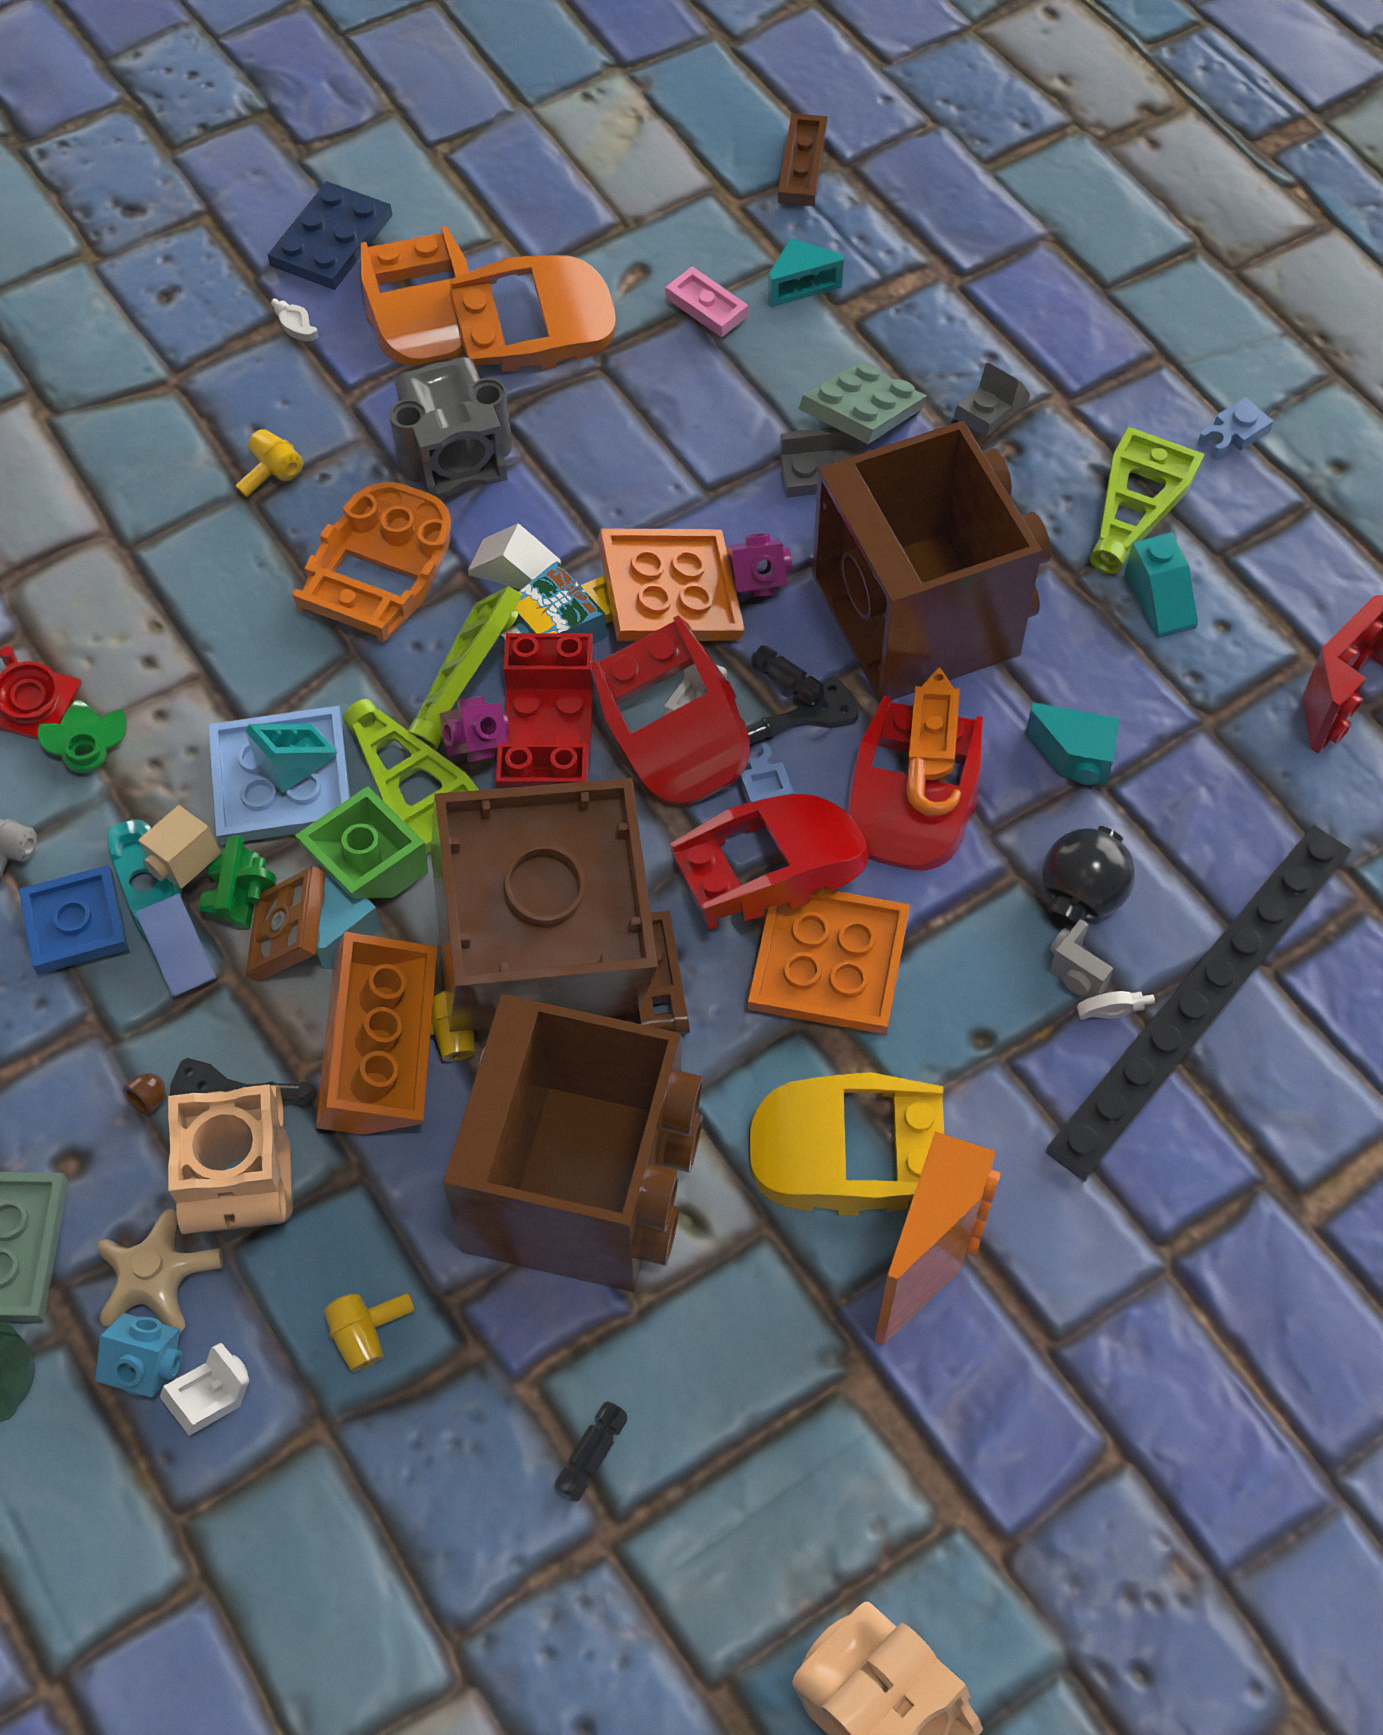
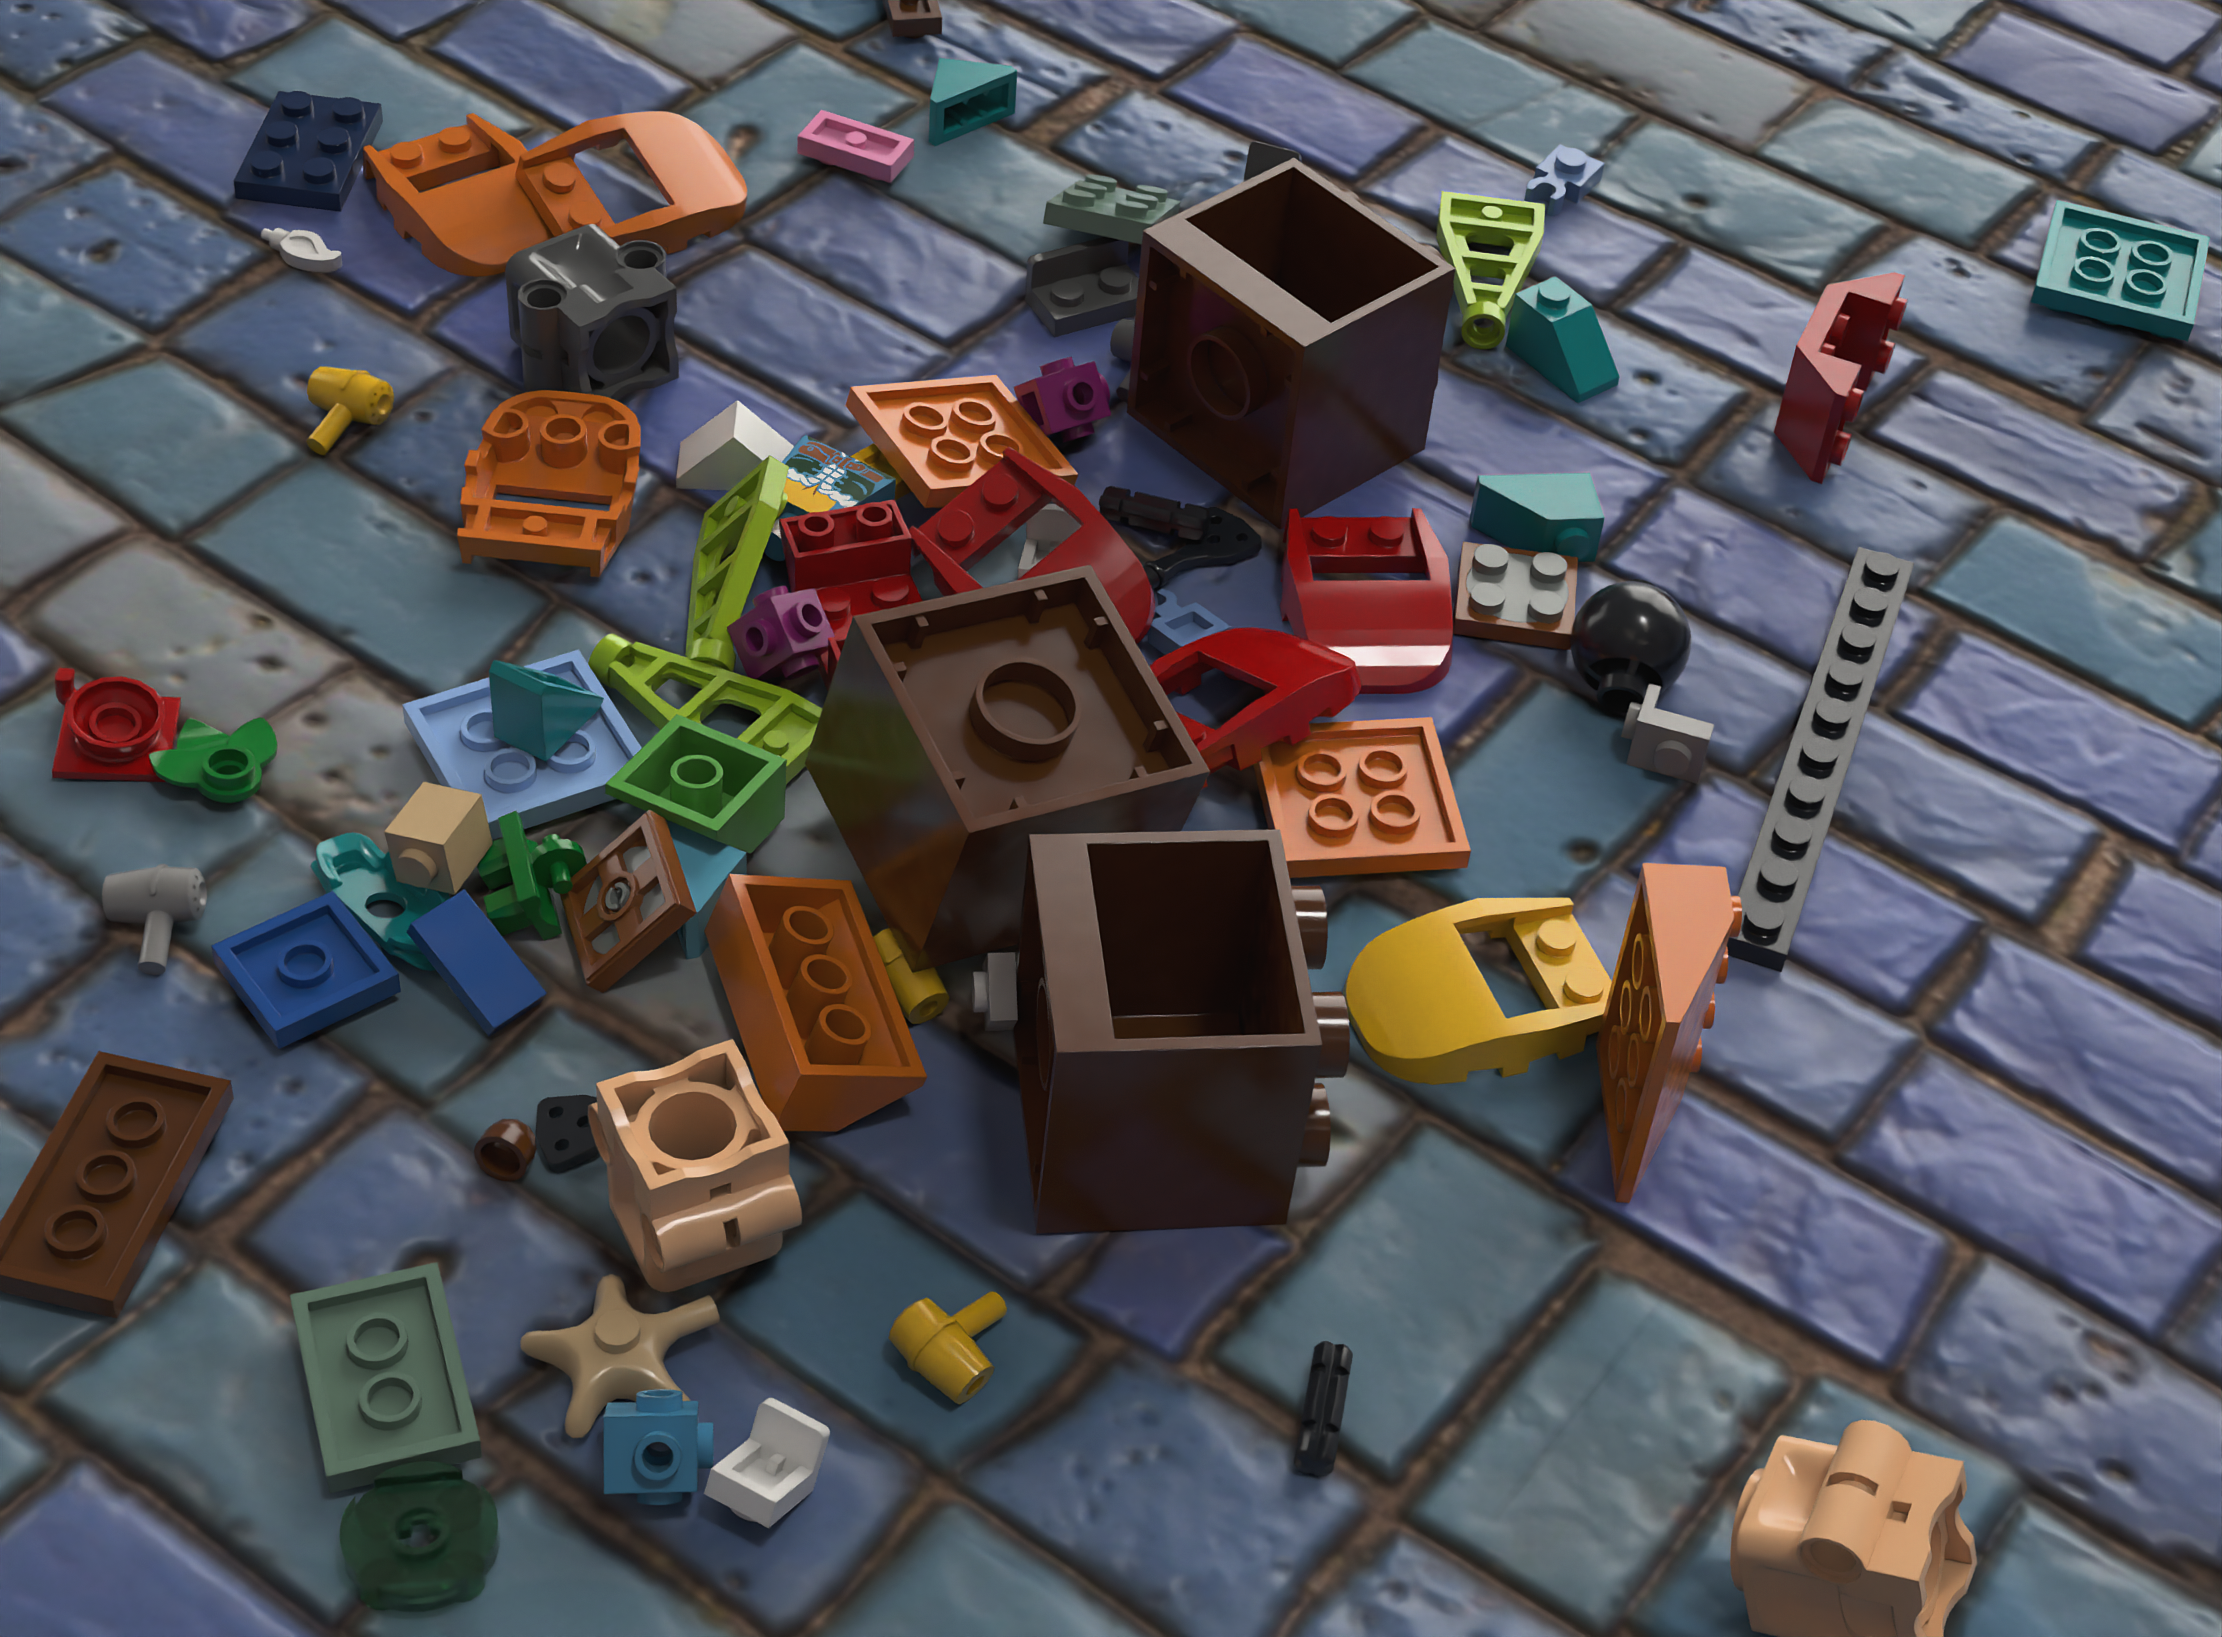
camera: 25 degrees left, 15 degrees down
(933, 742) = (1380, 536): orange plate -> none
(1027, 804) = (1515, 595): none -> piece
(1113, 1004) = (1724, 774): white piece -> none

